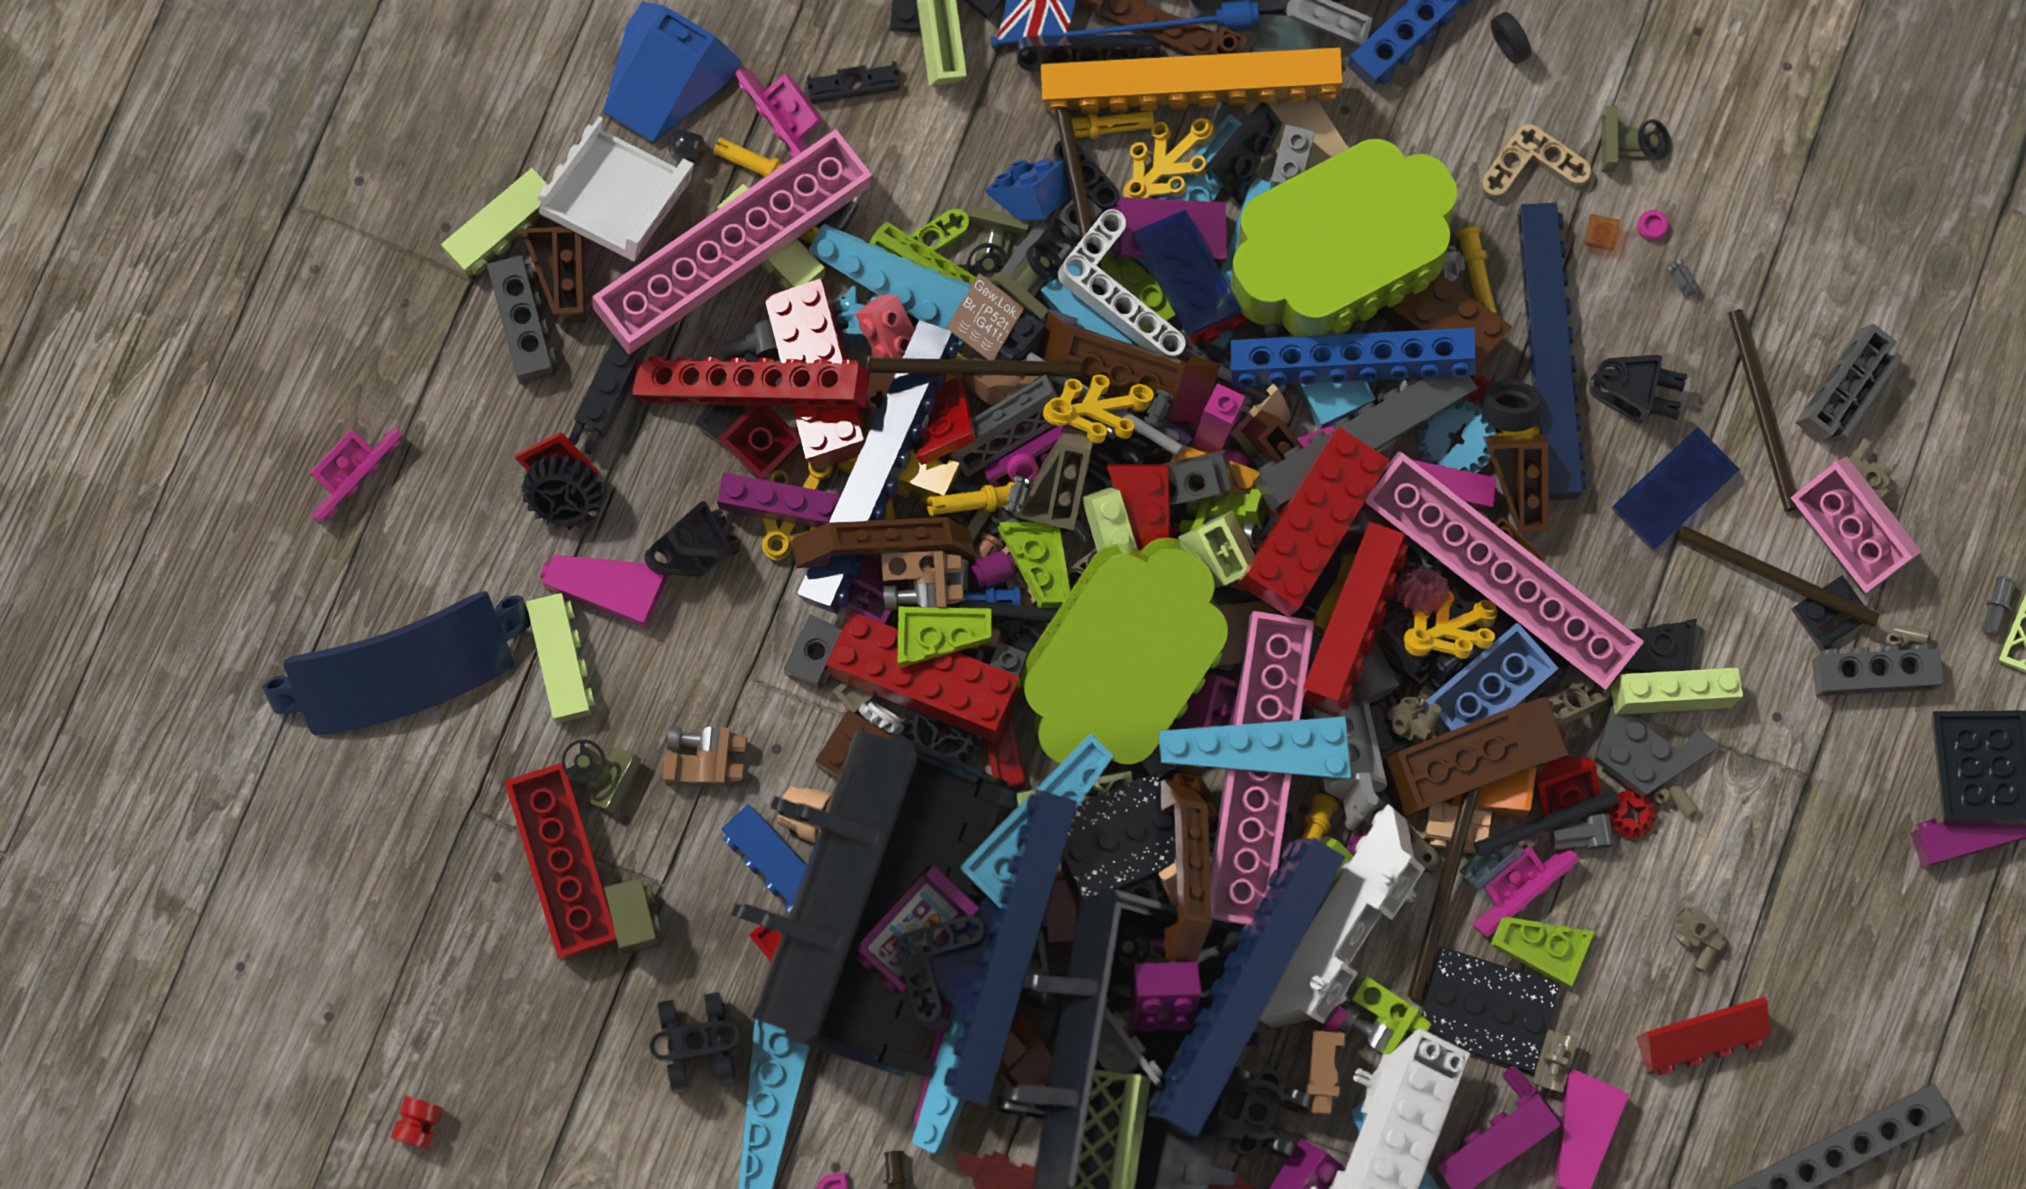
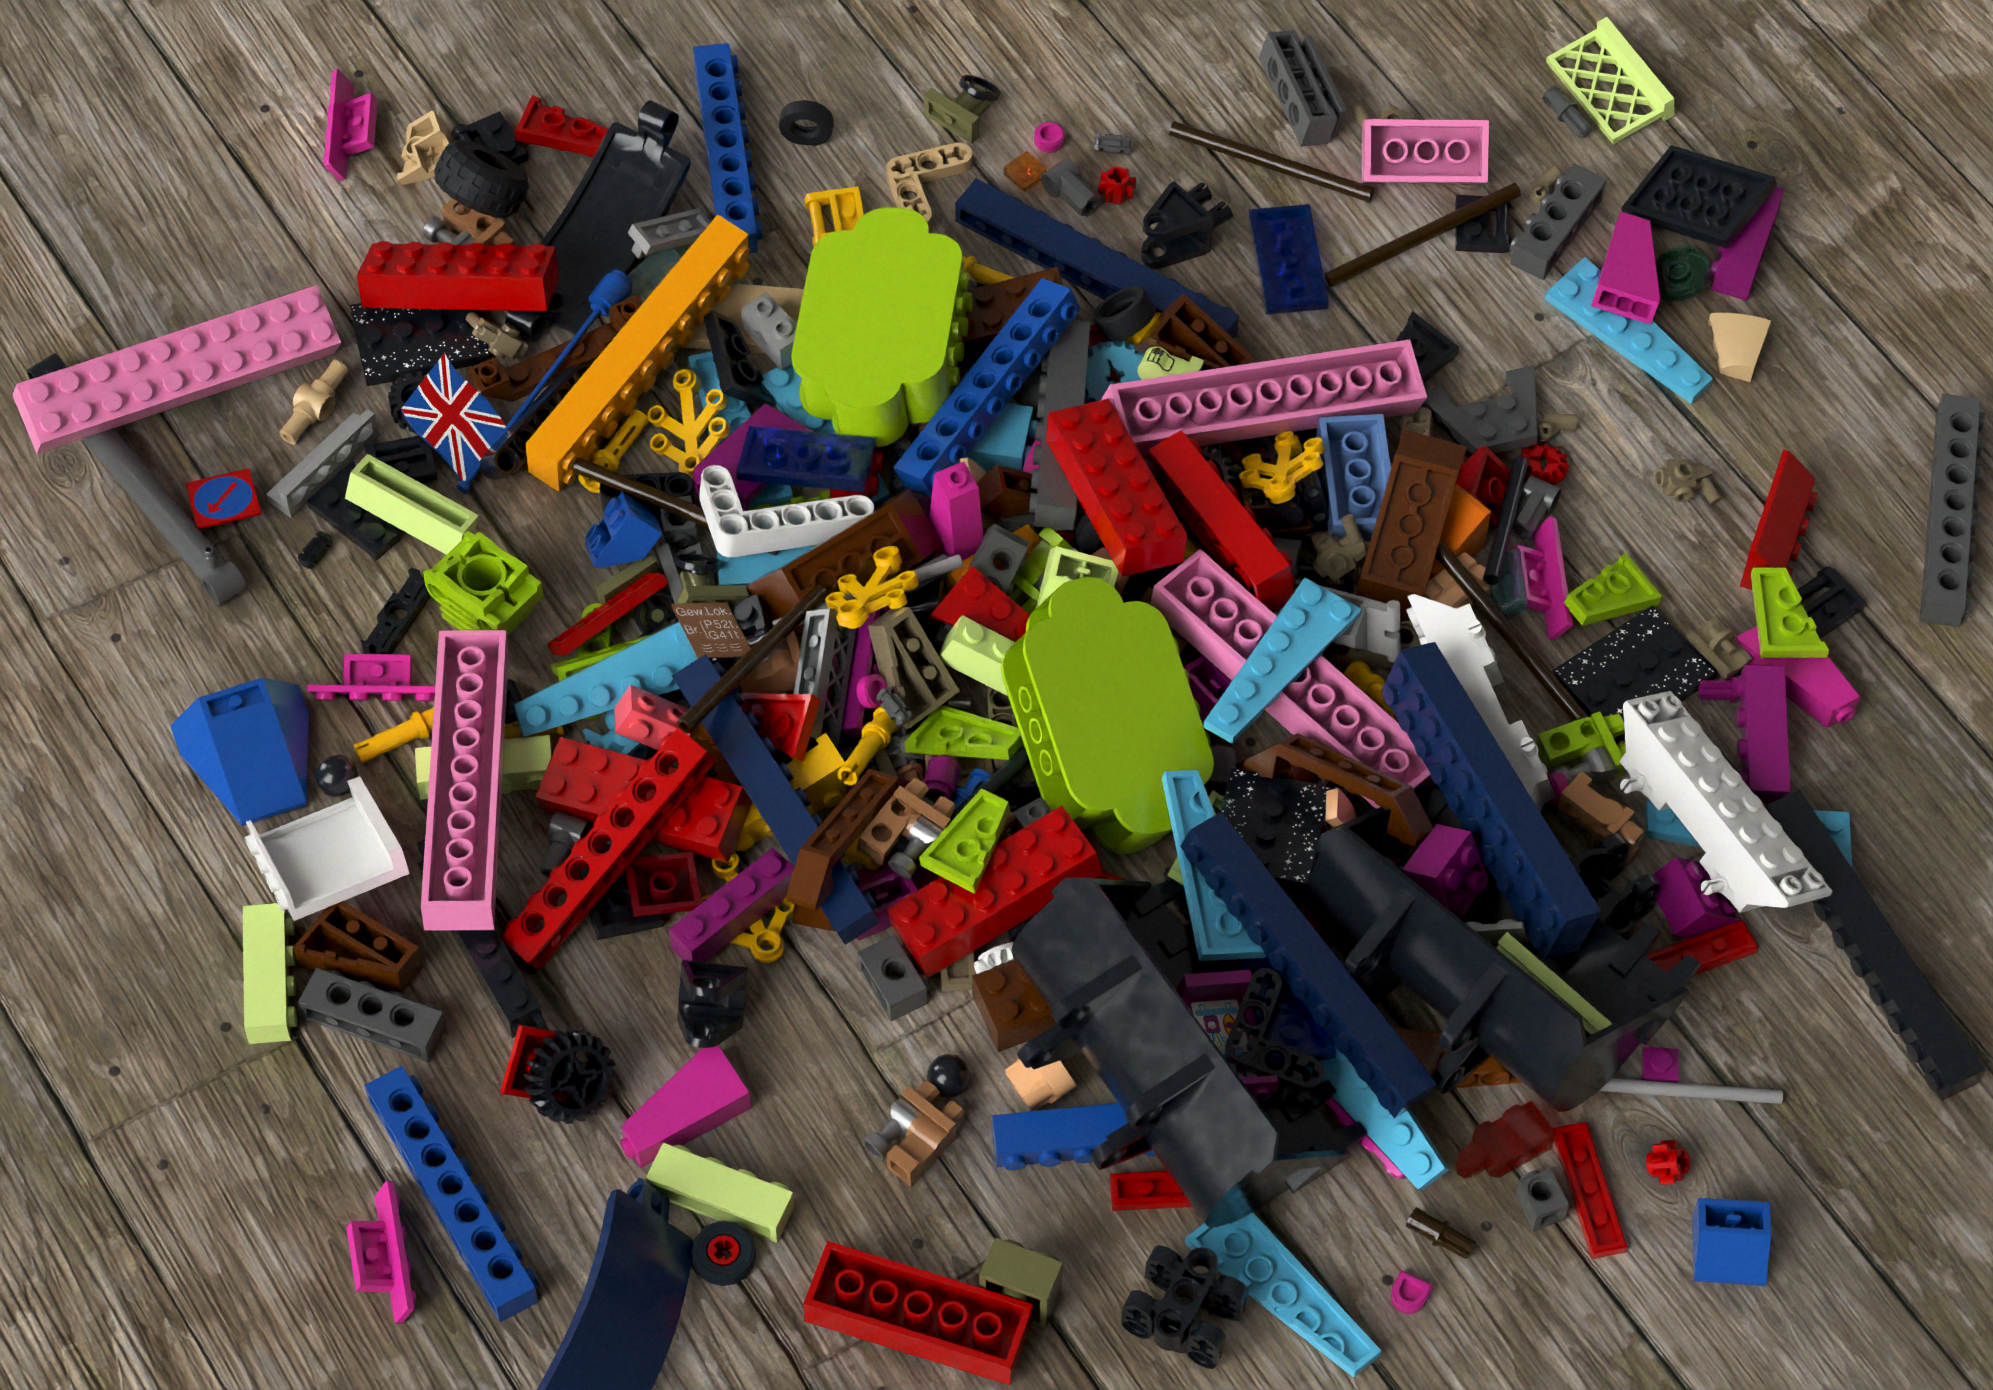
camera: 50 degrees left, 20 degrees down
(462, 379) = (504, 1295): none -> blue brick
(526, 707) = (723, 1271): none -> black bush
(606, 776) = (864, 1224): olive piece -> none
(765, 748) = (949, 1075): none -> black piece
(896, 107) = (482, 586): none -> lime piece
(955, 229) = (607, 613): none -> red tile
(1158, 408) = (909, 551): dark grey piece -> none
(1422, 590) = (1238, 460): clear pink gear -> none
(1451, 131) = (844, 206): none -> yellow plate
(1479, 479) = (1160, 363): none -> yellowish green leg
(1610, 1093) = (1781, 618): none -> lime wing
(1614, 271) = (1066, 182): none -> dark grey piece
(1636, 304) = (1117, 185): none -> red gear
(1658, 1120) = (1833, 606): none -> black plate
(1676, 691) = (1465, 359): yellowish green brick -> none
(1818, 775) = (1635, 340): none -> medium azure wing
(1861, 762) = (1629, 272): none -> dark pink slope
(1868, 889) = (1738, 342): none -> tan slope
(1900, 800) = (1682, 273): none -> clear green tile

